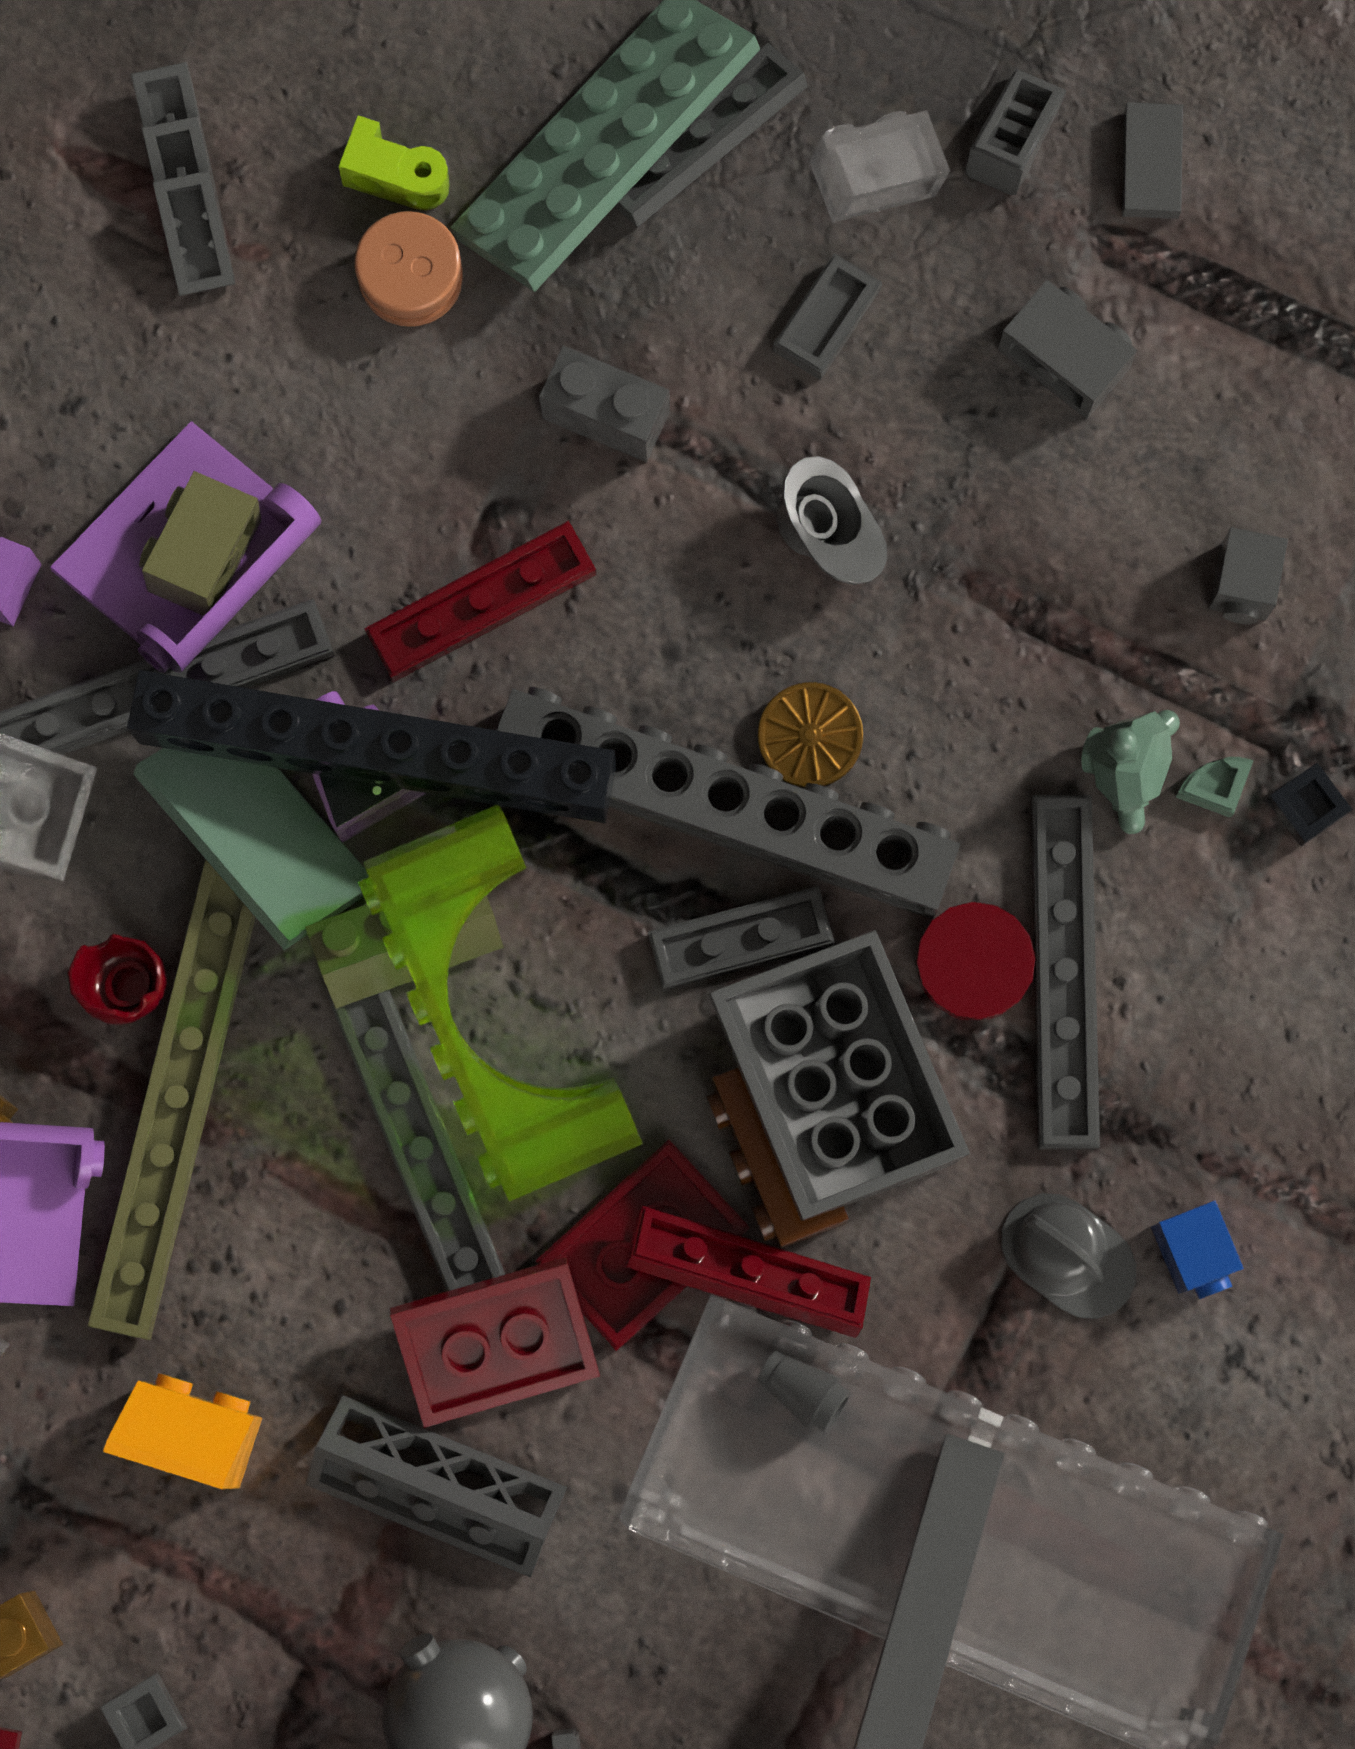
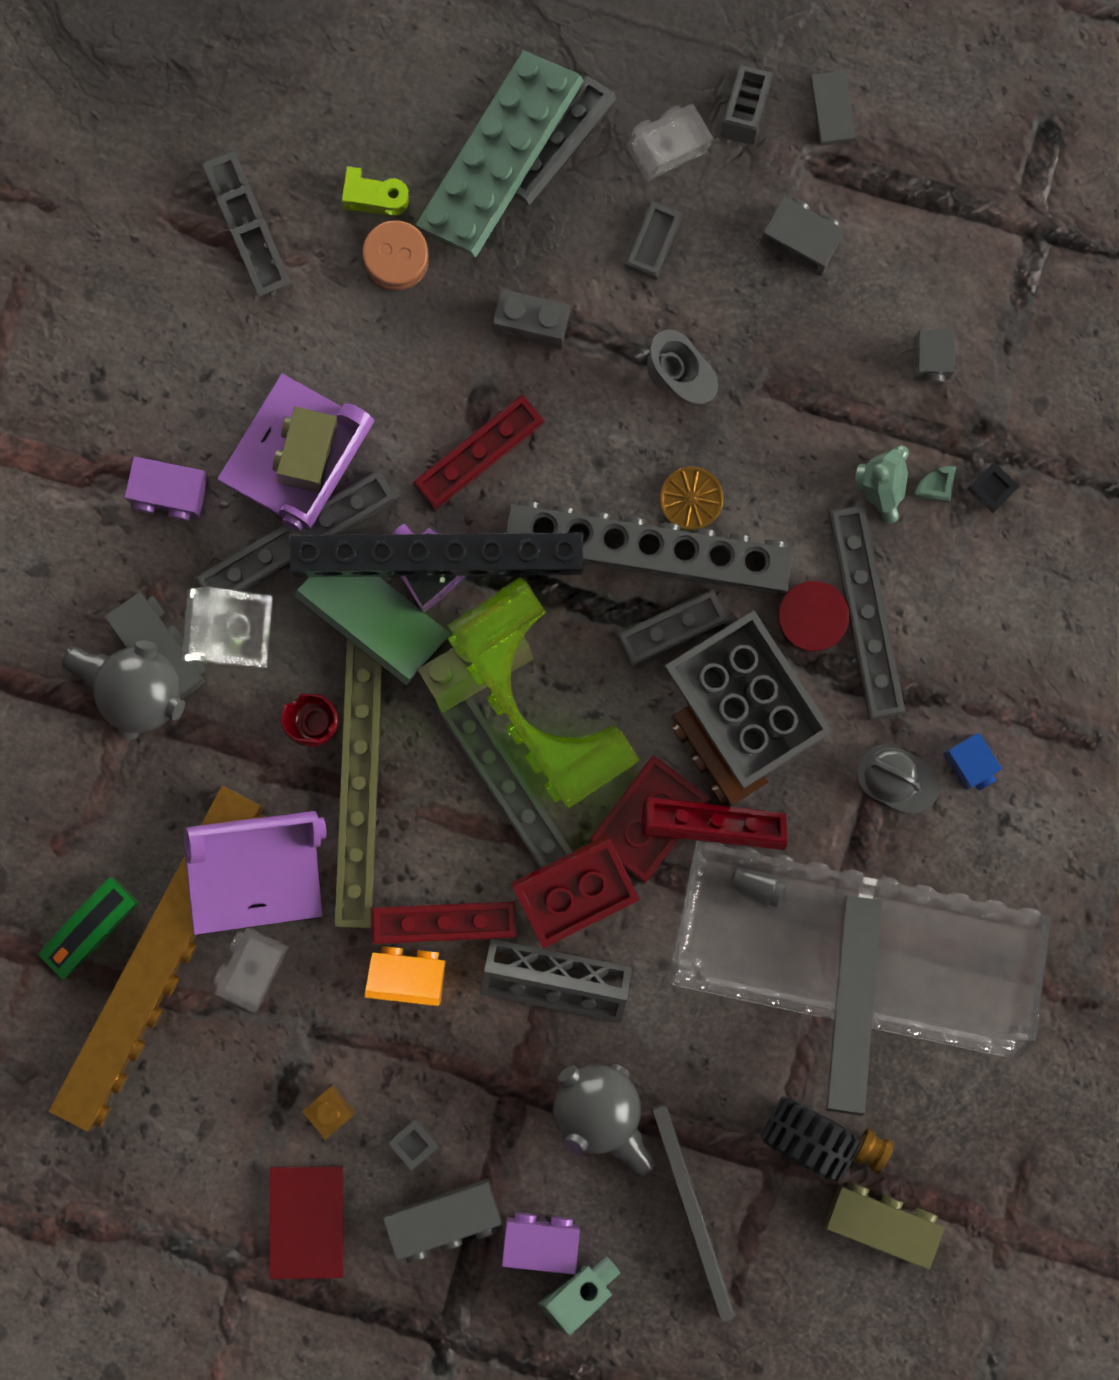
camera: 20 degrees left, 5 degrees up
(267, 1353) = (443, 922): none -> dark red tile

